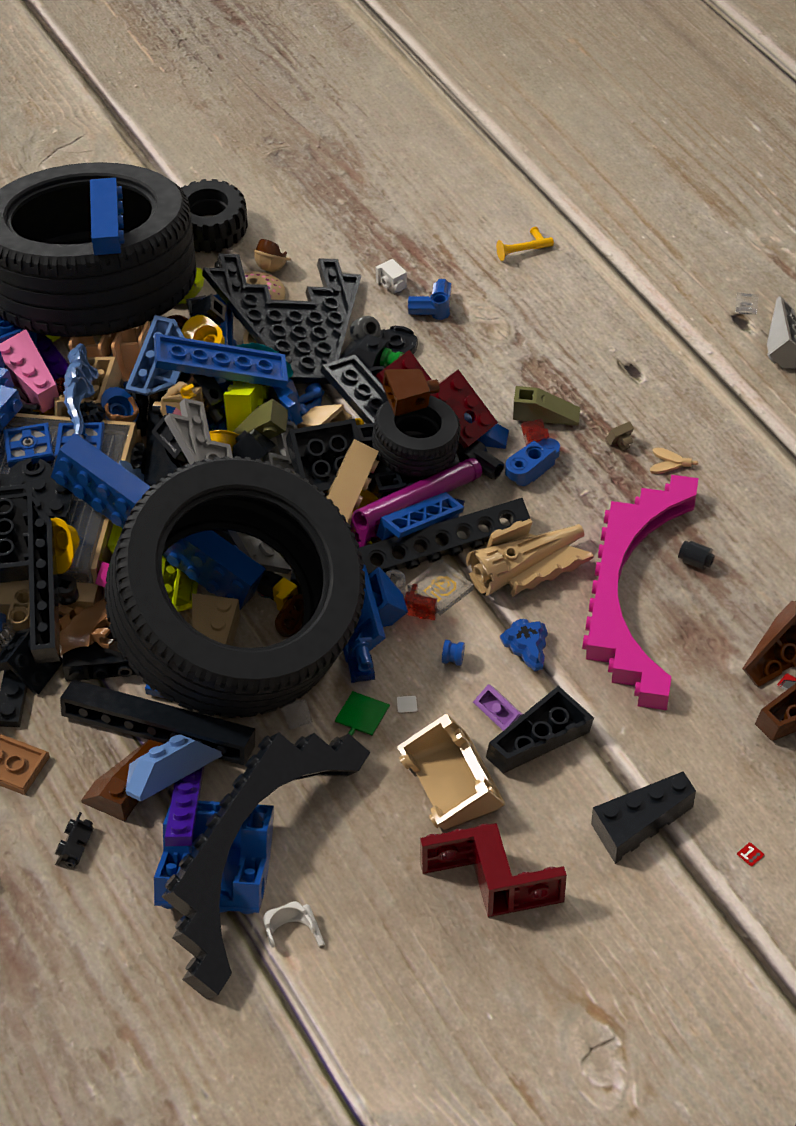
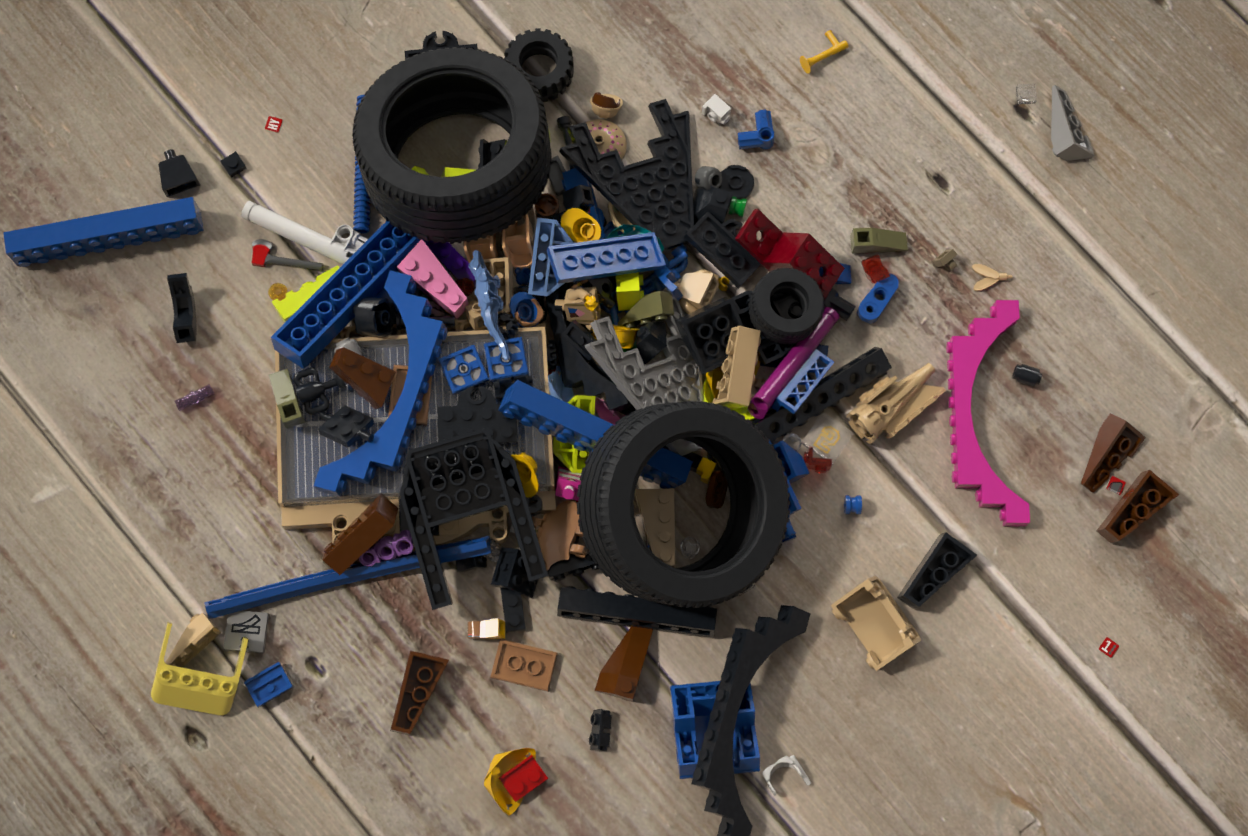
camera: 15 degrees left, 25 degrees up
(106, 216) = (484, 147): blue wedge -> none
(167, 765) = (659, 659): medium blue wedge -> none
(184, 810) = (684, 693): dark purple plate -> none
(362, 713) = (791, 572): green piece -> none
(407, 704) = (824, 555): white sticker -> none
(408, 390) = (777, 273): reddish brown torso -> none
(485, 851) = (925, 703): dark red bracket -> none
(497, 707) = (898, 549): medium lavender slope -> none
(527, 641) = (908, 484): blue rock -> none
(641, 813) = (1022, 635): black wedge -> none

